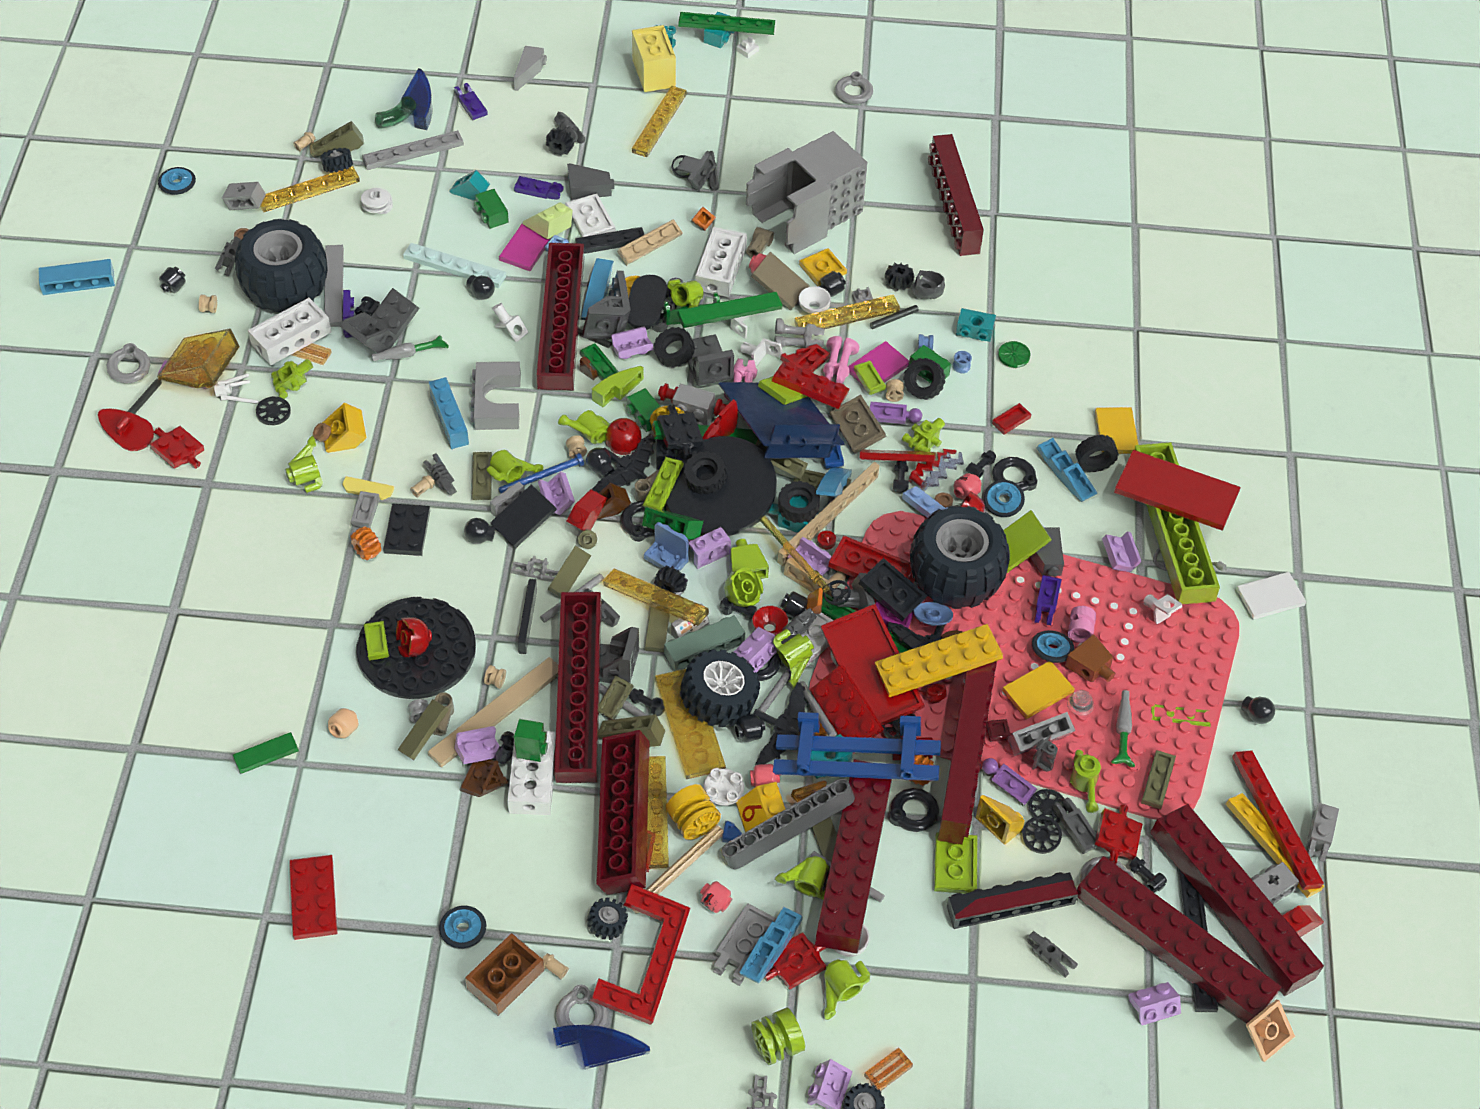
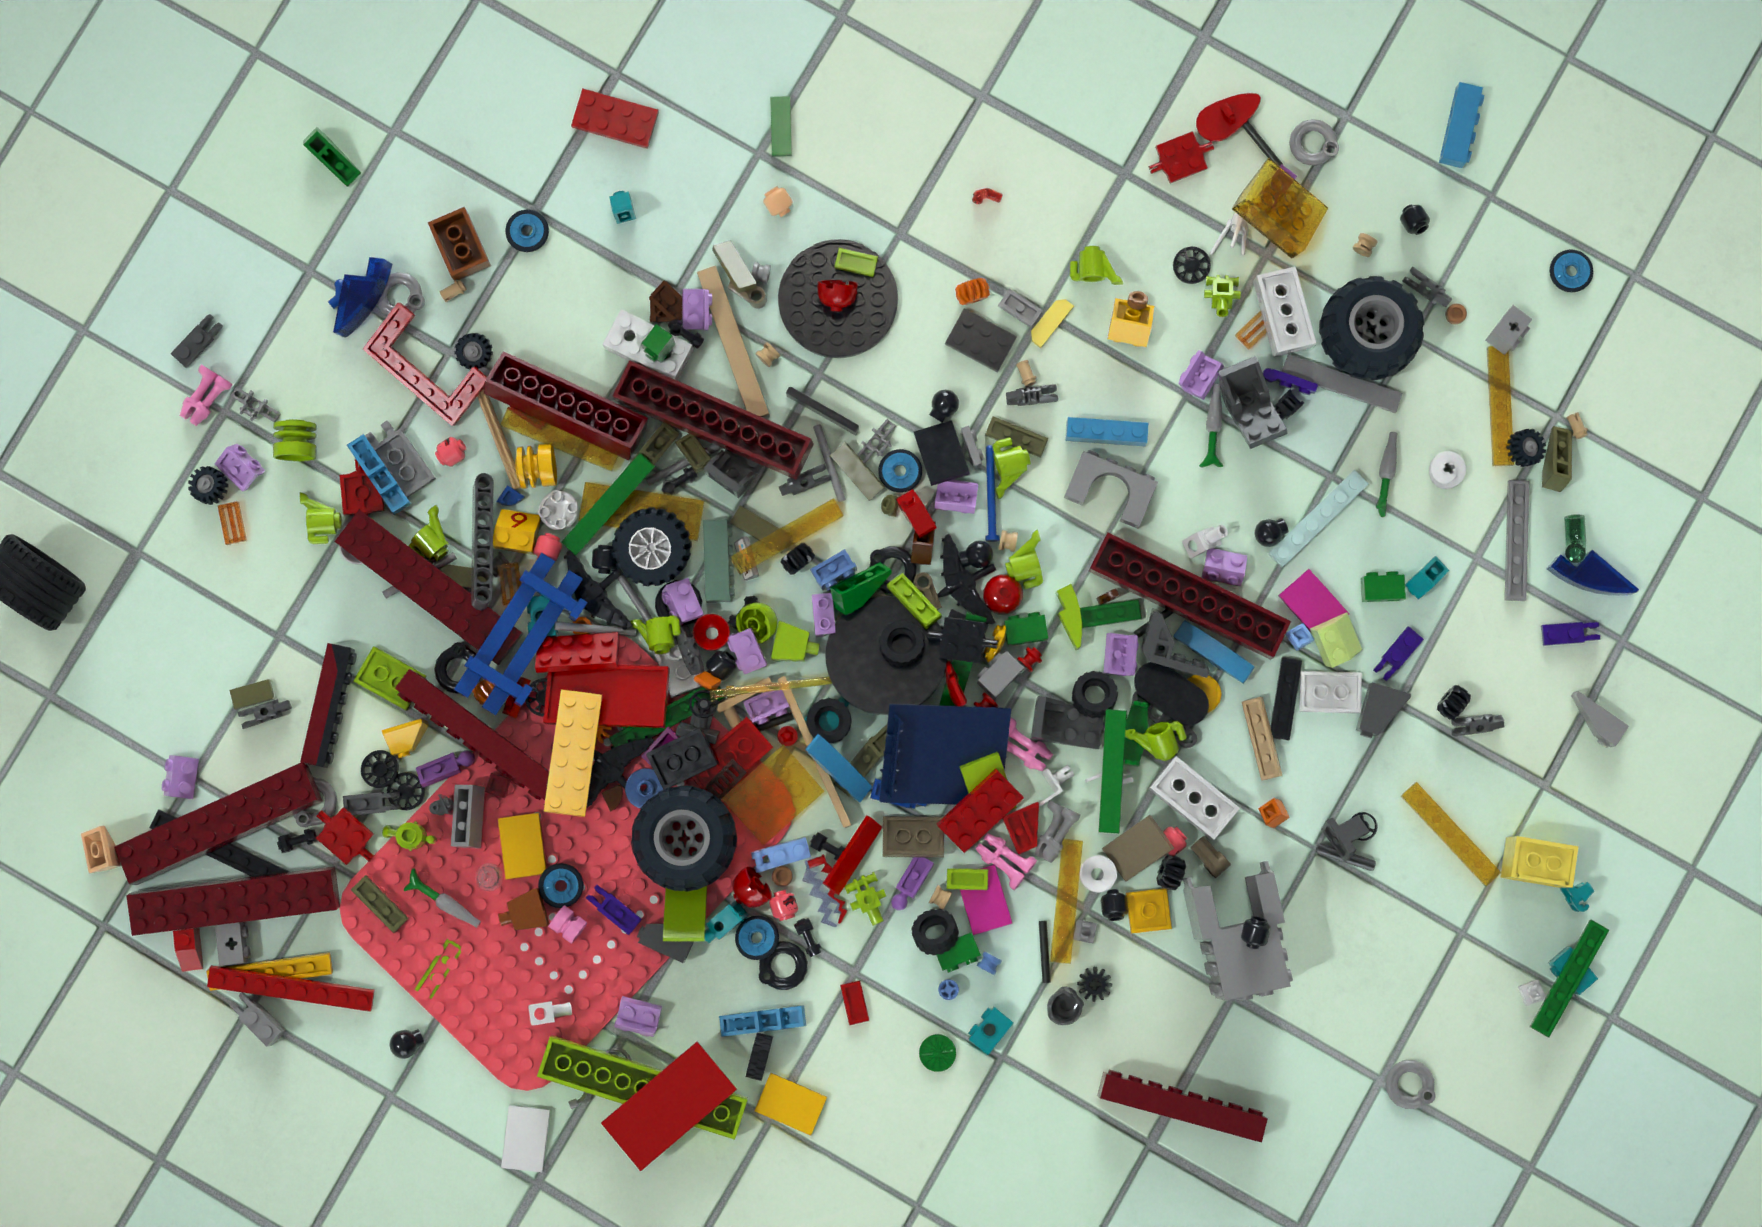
camera: 120 degrees right, 30 degrees up
(267, 568) = (981, 194): none -> clear red arm
(369, 369) = (1200, 375): none -> lavender bracket
(396, 234) = (1387, 472): none -> light grey piece
(403, 845) = (622, 207): none -> teal slope
(524, 304) = (1224, 566): none -> lavender bracket
(553, 534) = (900, 483): none -> dark azure wheel
(606, 1070) = (335, 300): none -> blue arm
(698, 738) = (608, 504): none -> green tile
(772, 586) = (747, 651): none -> lavender bracket
(788, 254) = (1171, 872): none -> black gear
(807, 154) = (1255, 932): none -> black head
(879, 526) = (773, 794): none -> clear yellow slope
(887, 547) = (737, 767): none -> clear smoke slope
(1005, 512) = (730, 917): none -> teal torso
(1040, 975) = (252, 694): none -> olive tile

